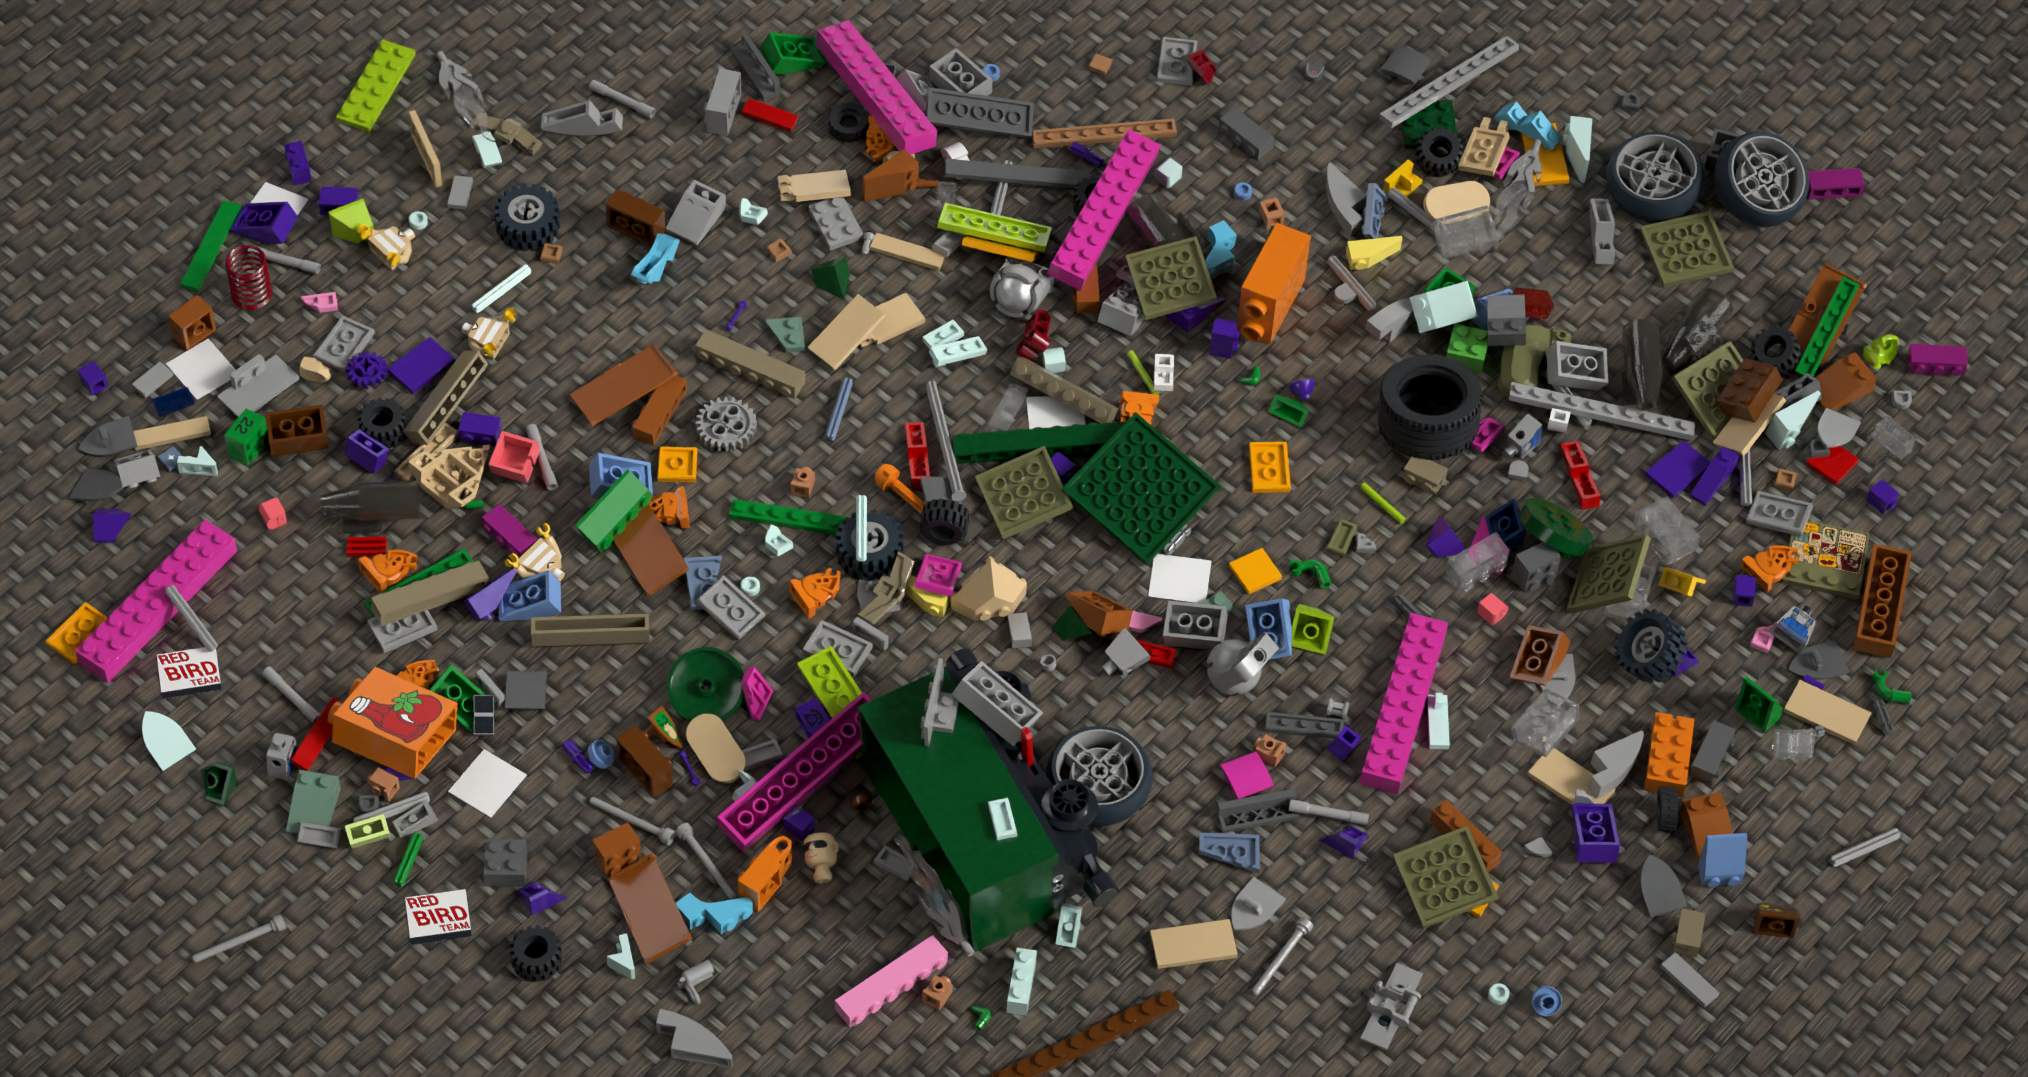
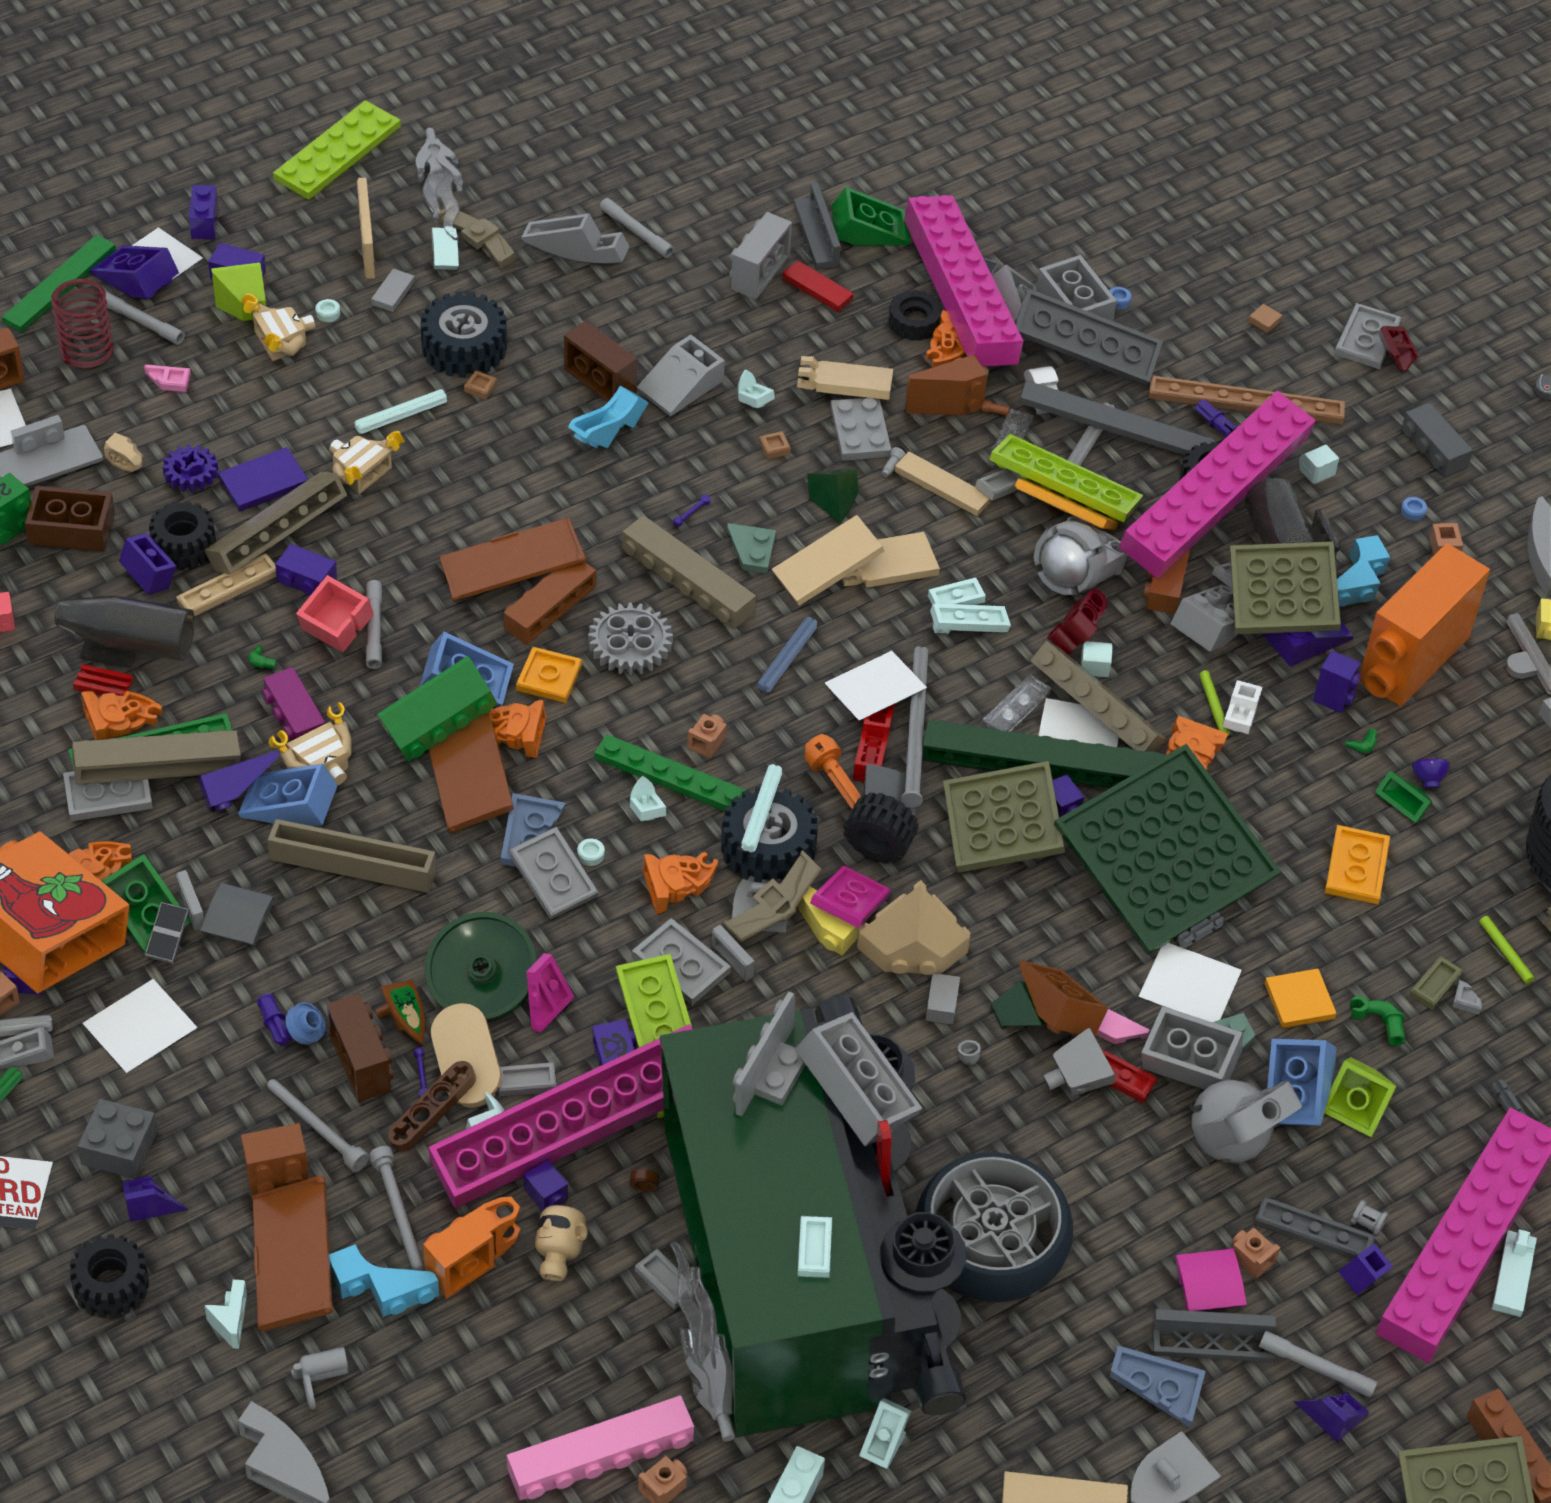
camera: 15 degrees right, 5 degrees down
(343, 342) = (177, 427): light grey tile -> none
(451, 474) = (245, 616): tan wedge -> none
(708, 789) = (428, 1103): none -> reddish brown beam
(907, 417) = (875, 685): none -> white sticker

